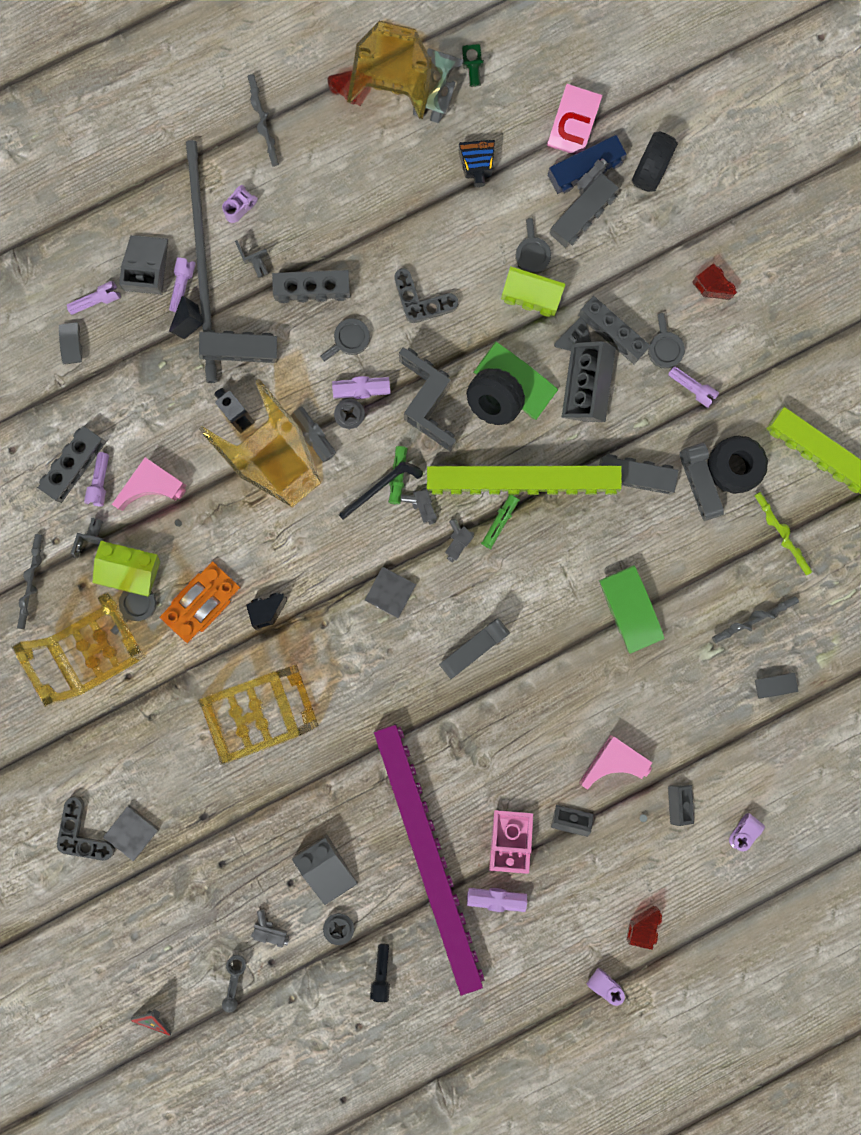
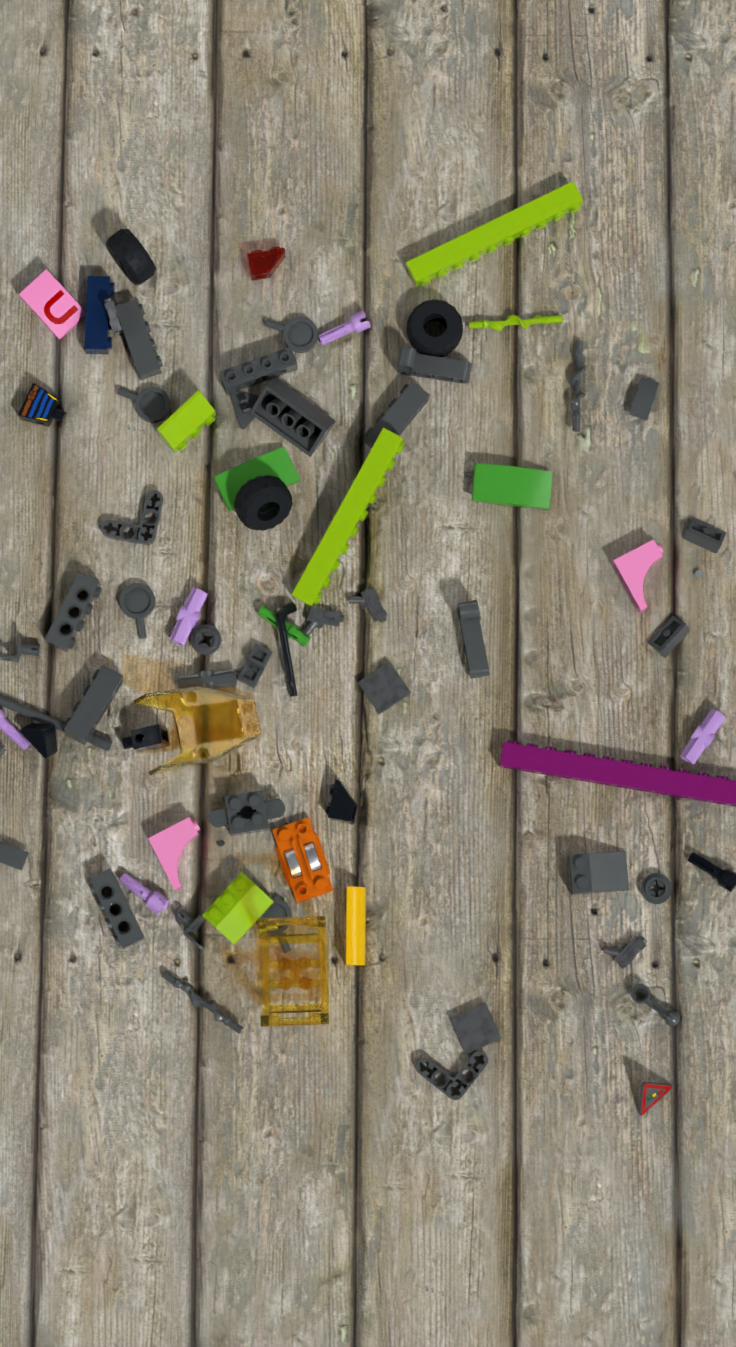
camera: 55 degrees left, 5 degrees down
(164, 680) = (356, 926): none -> yellow brick
(213, 531) = (247, 813): none -> dark grey brick
(262, 723) = (435, 817): clear yellow windscreen -> none
(349, 469) = (254, 665): none -> dark grey slope
(427, 398) = (232, 563): dark grey bracket -> none
(511, 502) = (383, 574): bright green pin -> none
(511, 842) = (659, 698): bright pink slope -> none

